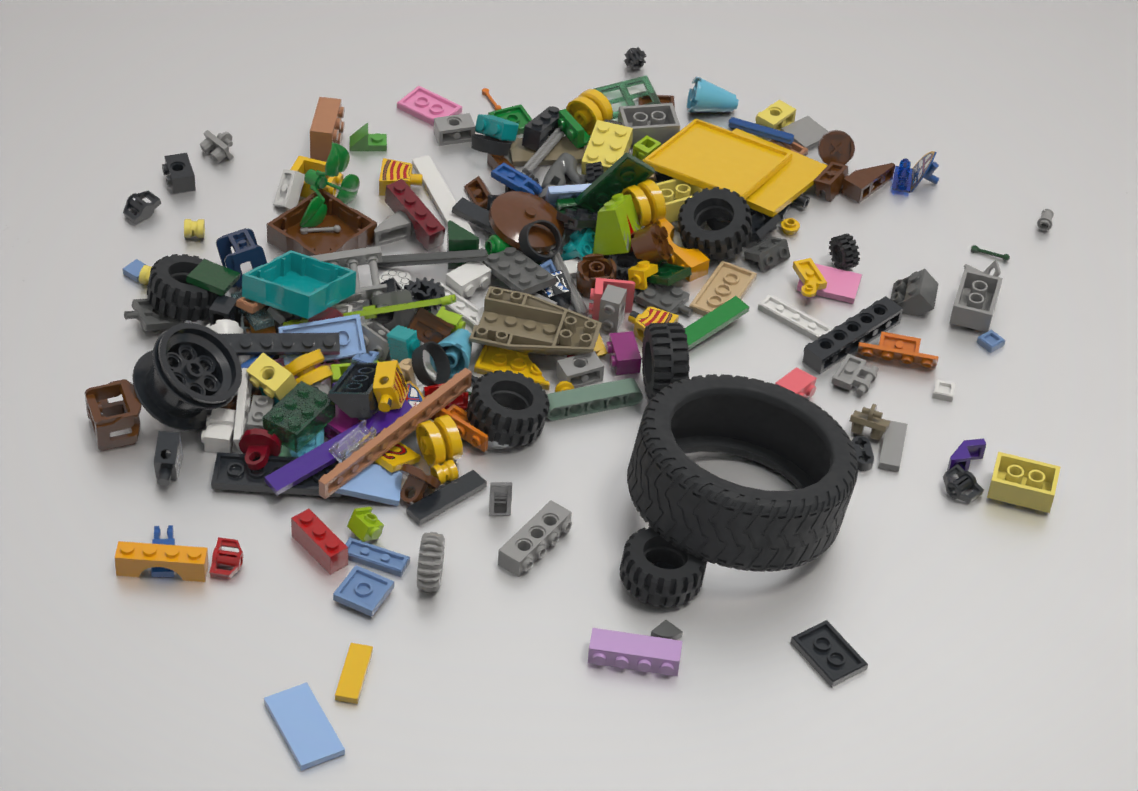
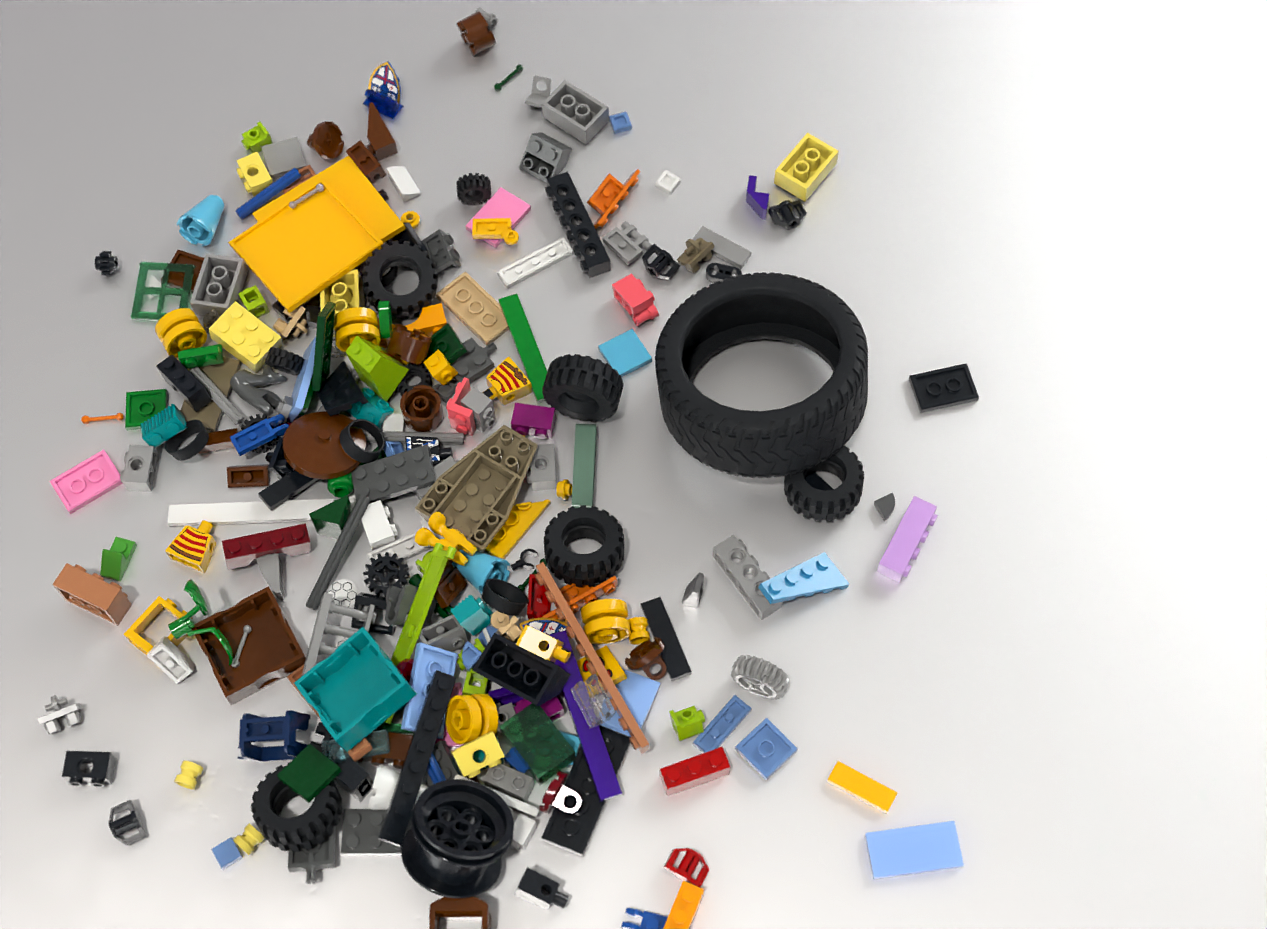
camera: 65 degrees left, 20 degrees up
(469, 312) = (452, 538): none -> yellow piece
(557, 584) = (805, 579): none -> wing
(666, 218) = (385, 319): none -> green beam
(781, 153) = (319, 188): none -> light grey hinge
(813, 109) = (255, 138): none -> lime brick
(826, 211) = (403, 182): none -> white slope
(845, 401) = (665, 259): none -> black piece
(1018, 212) = (476, 33): none -> reddish brown brick

